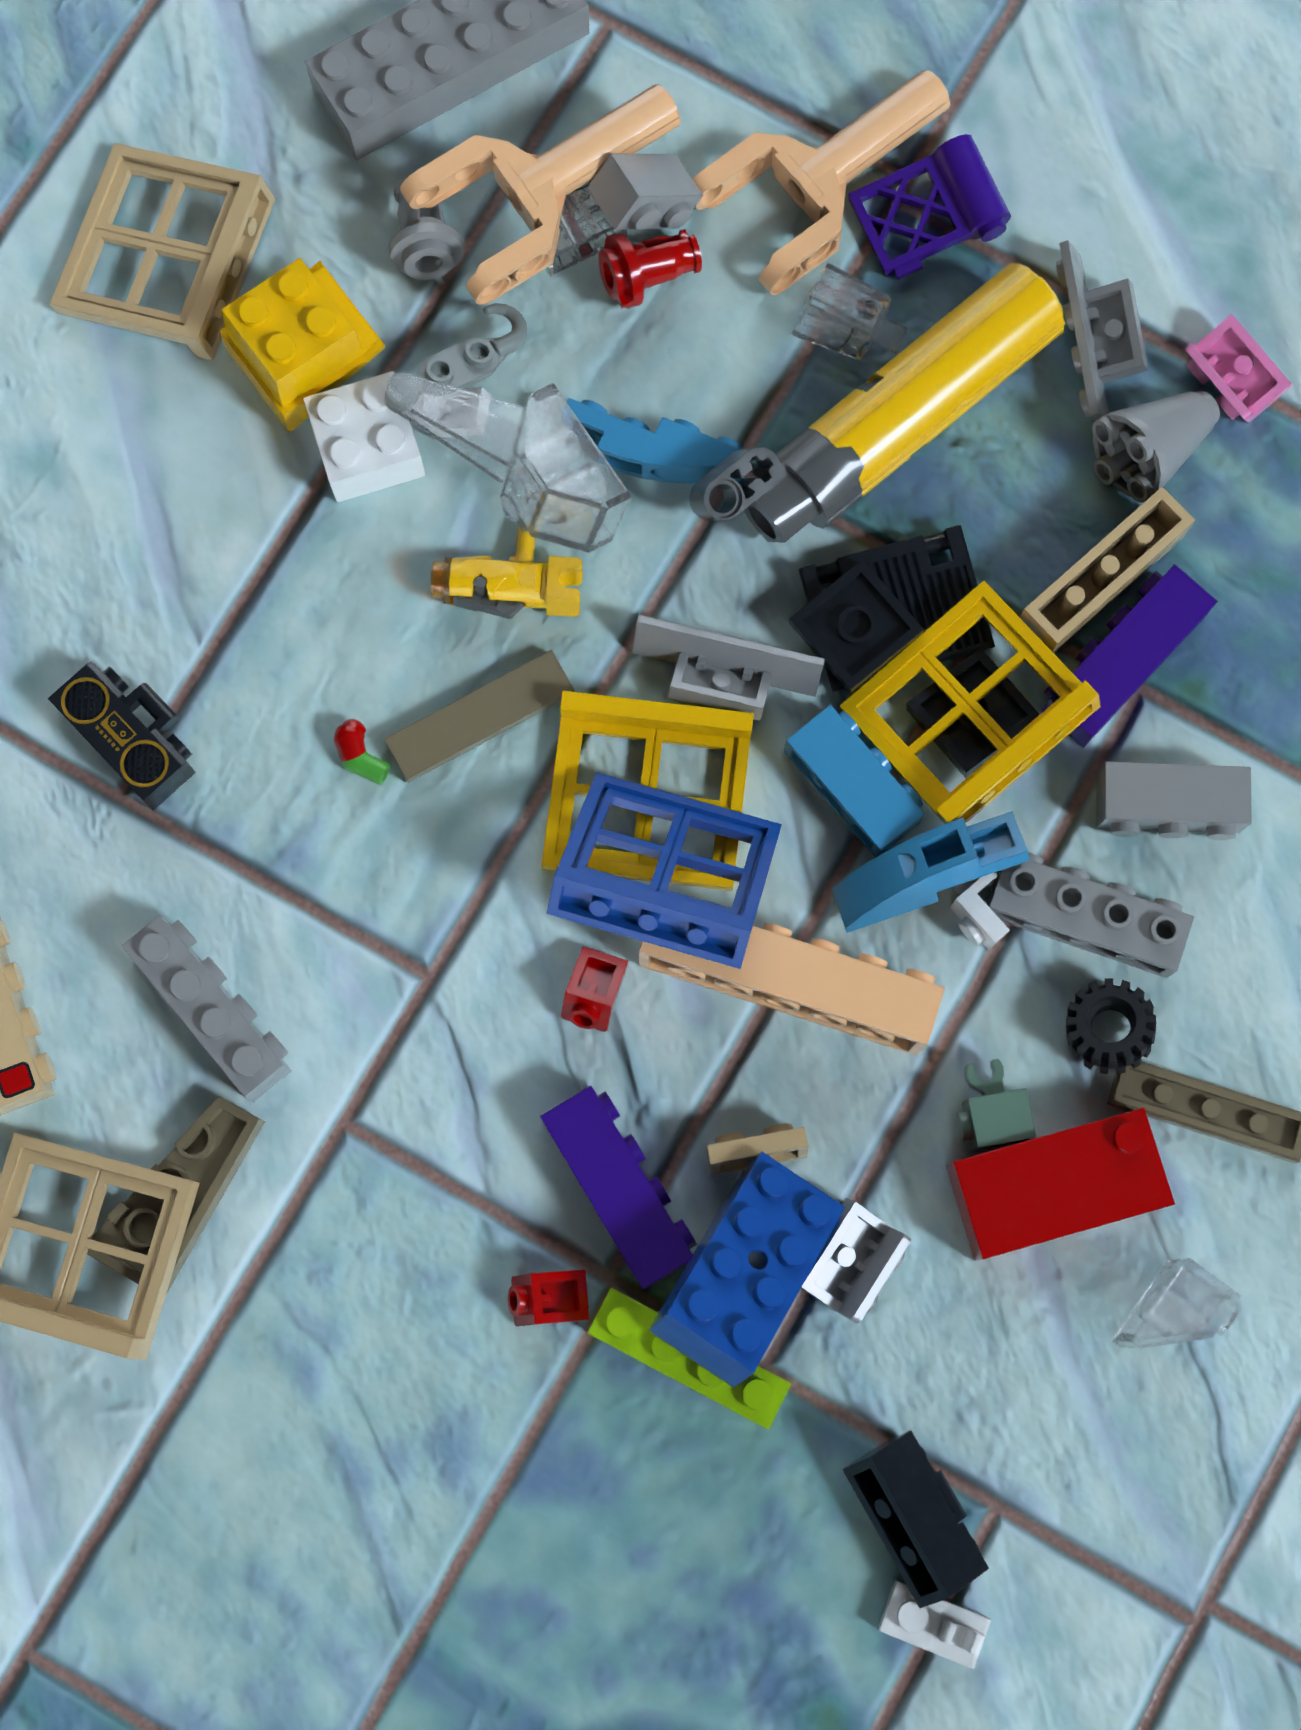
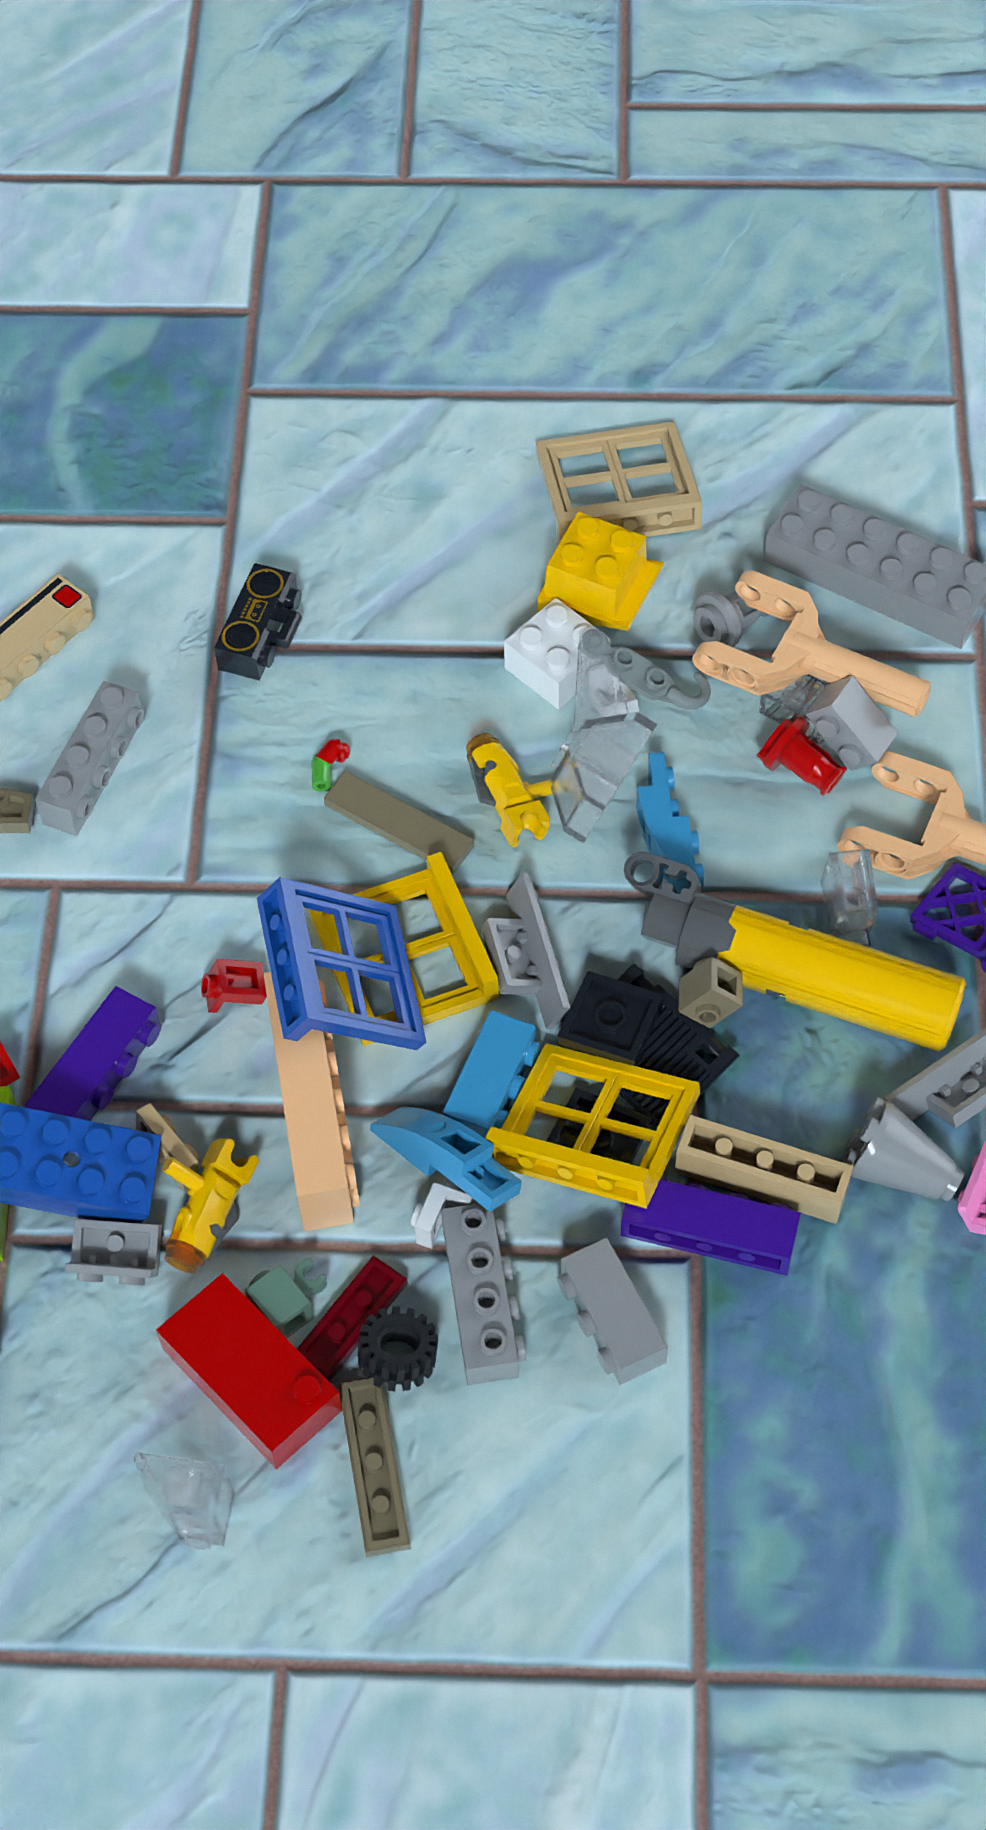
camera: 65 degrees right, 20 degrees down
(849, 1137) = (211, 1206): none -> yellow piece
(893, 511) = (710, 991): none -> dark tan brick
(1042, 1056) = (339, 1329): none -> dark red tile

